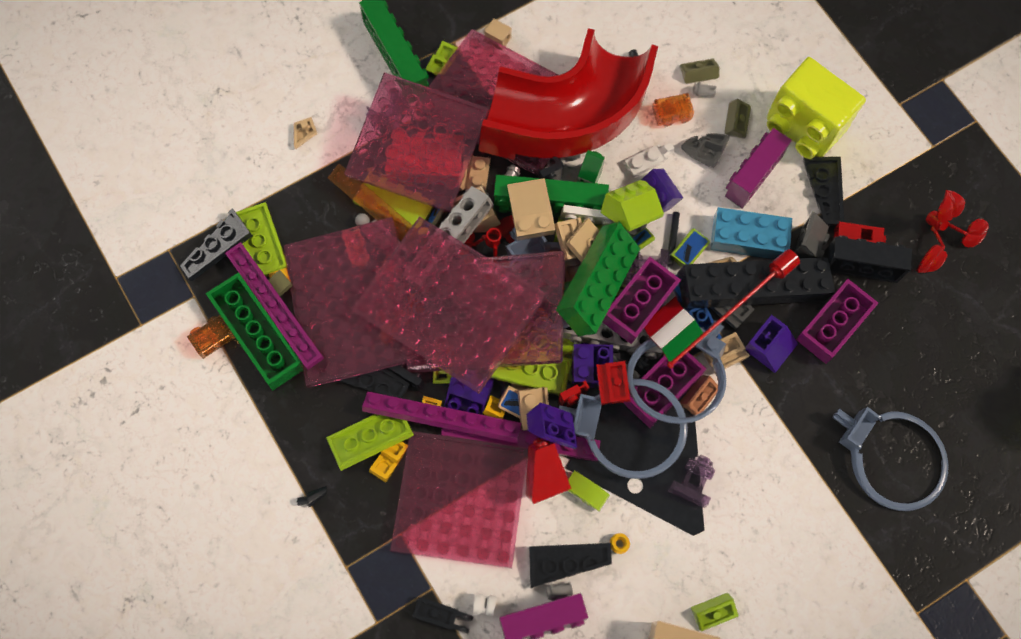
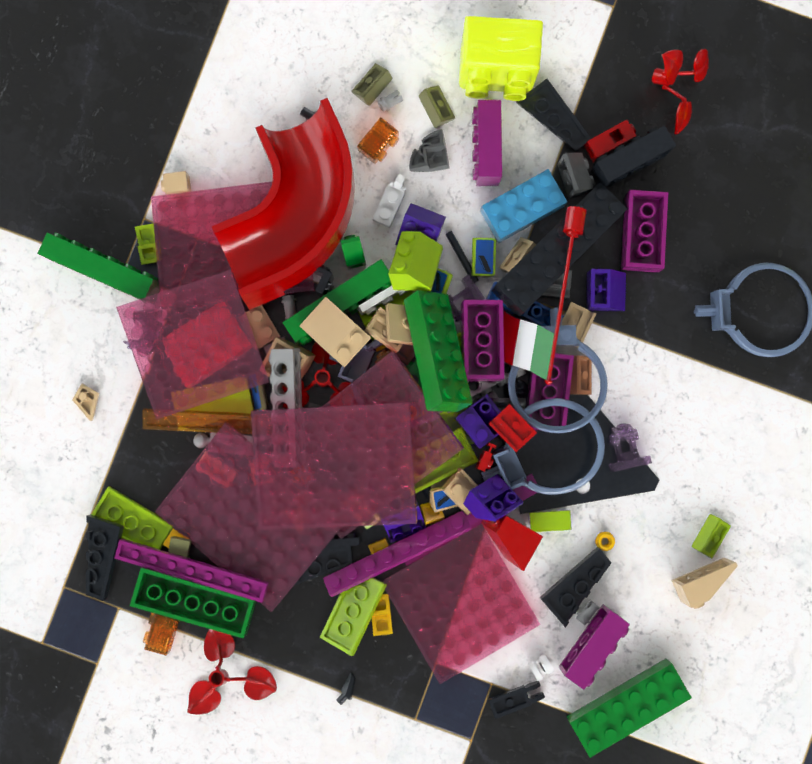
camera: 35 degrees left, 15 degrees up
(198, 411) = (204, 697): none -> red plant

